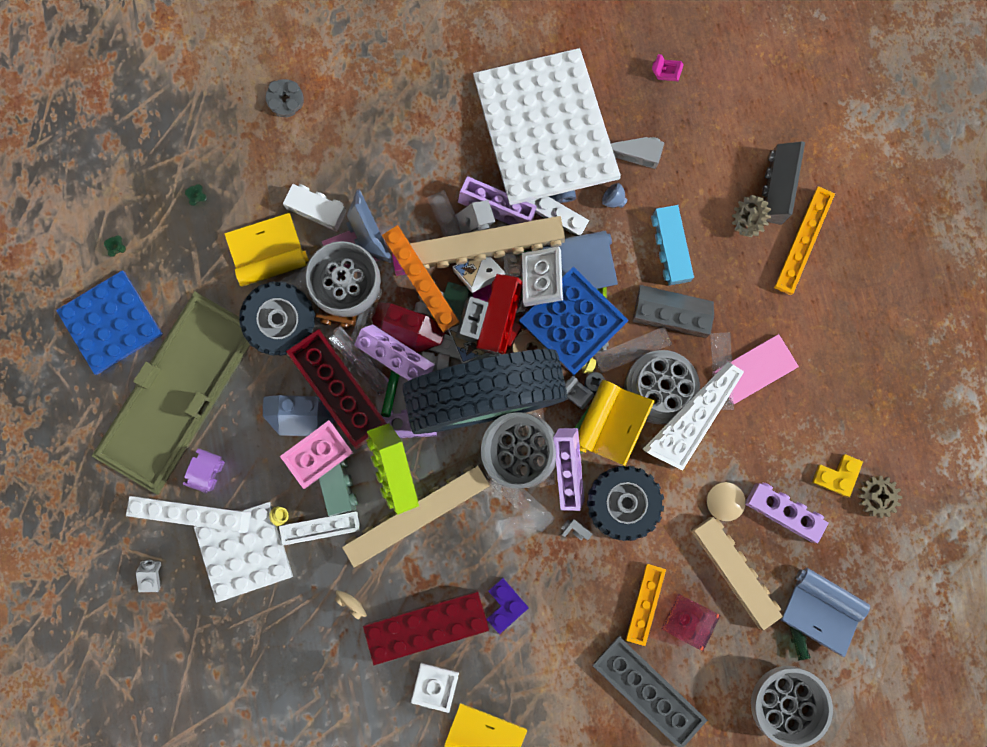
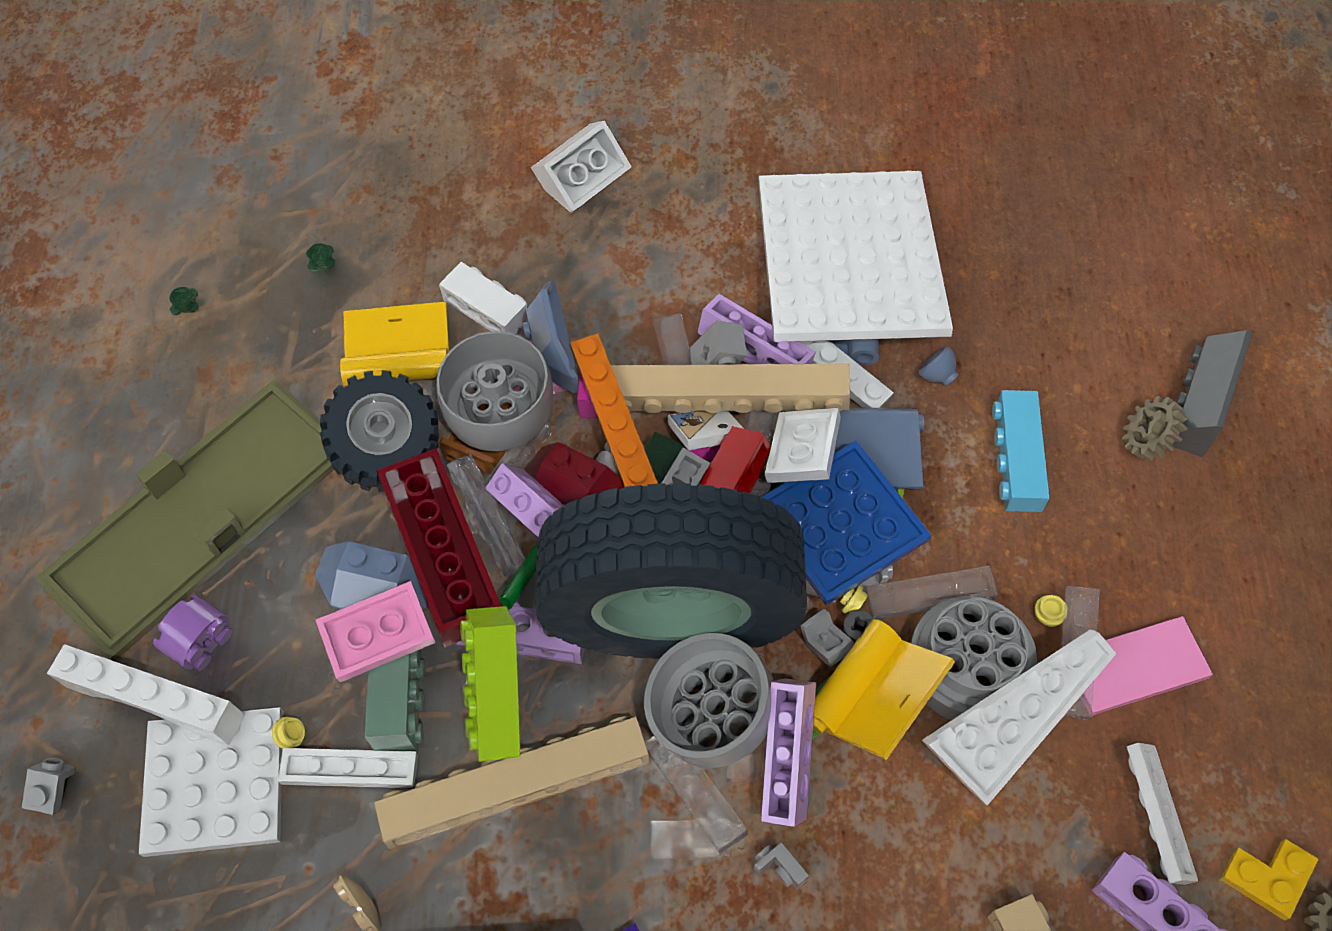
camera: 20 degrees right, 20 degrees down
(109, 322) = (136, 400): blue plate -> none
(280, 88) = (484, 150): dark grey plate -> none
(352, 89) = (582, 166): none -> white slope
(625, 503) = (877, 836): black wheel -> none
(640, 151) = (987, 312): light grey slope -> none
(667, 69) = (1046, 217): dark pink bracket -> none
(674, 311) = (1010, 549): dark grey slope -> none
(702, 346) = (1050, 610): none -> light yellow plate
(726, 501) = (1058, 877): tan dish -> none
(777, 454) = (1164, 825): none -> white plate
(804, 240) = (1238, 485): light orange plate -> none

